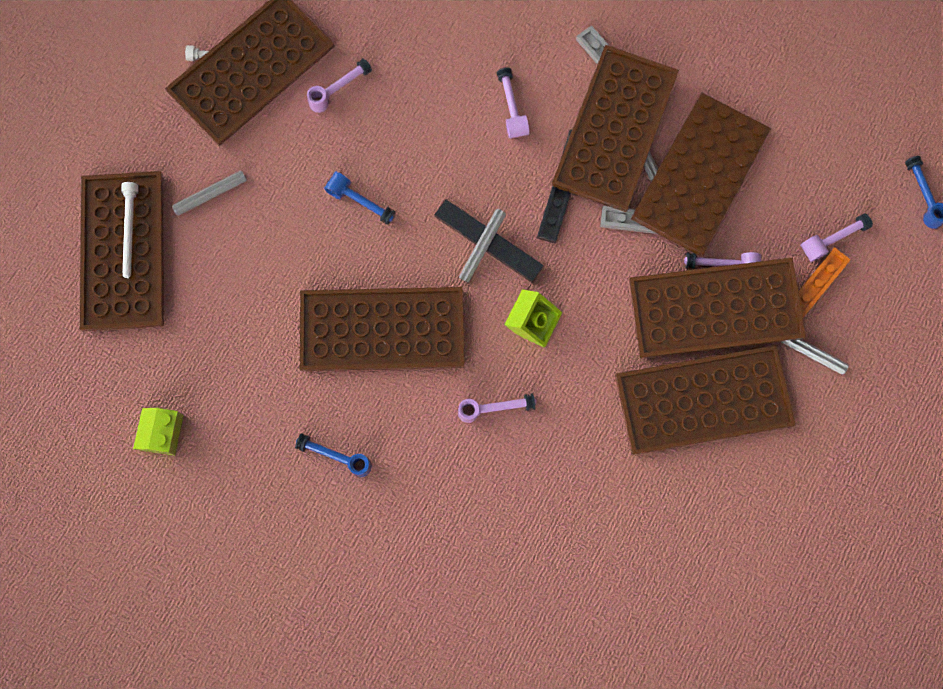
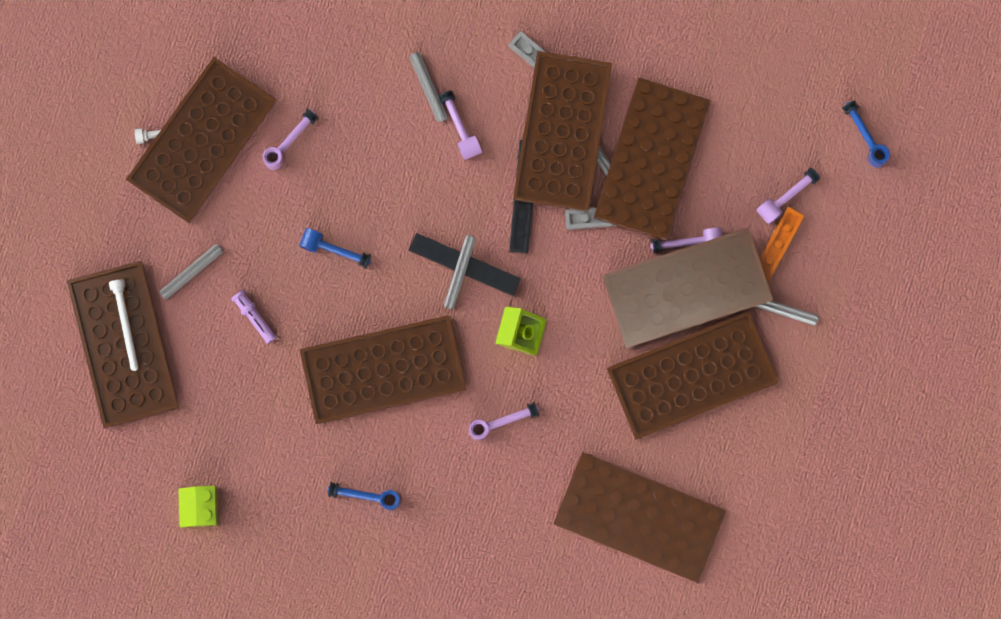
camera: 10 degrees left, 5 degrees up
(258, 240) = (248, 309): none -> lavender pin
(488, 62) = (428, 87): none -> light grey axle
(622, 539) = (639, 517): none -> reddish brown plate

